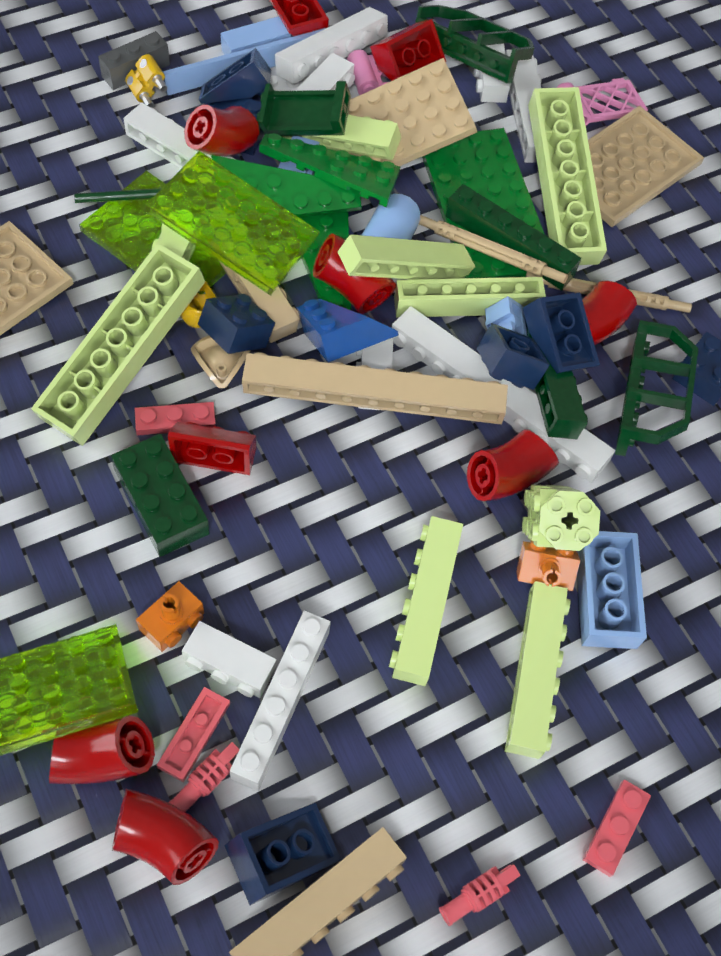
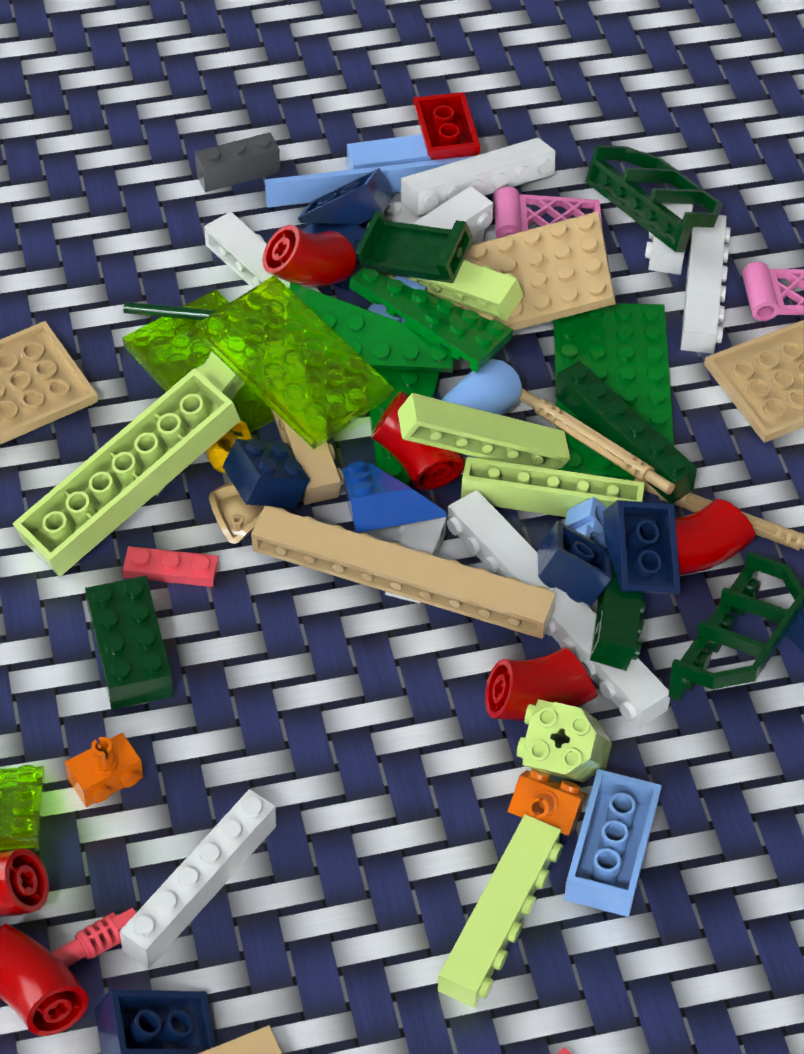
camera: 20 degrees right, 10 degrees down
(145, 78) = (242, 185): yellow piece -> none
(193, 734) = (94, 893): coral plate -> none
(212, 447) = (201, 604): red slope -> none
(229, 660) = (152, 825): white brick -> none
(408, 50) = (570, 195): red slope -> none
(428, 601) = (395, 813): yellowish green brick -> none
(567, 172) = (715, 370): yellowish green brick -> none

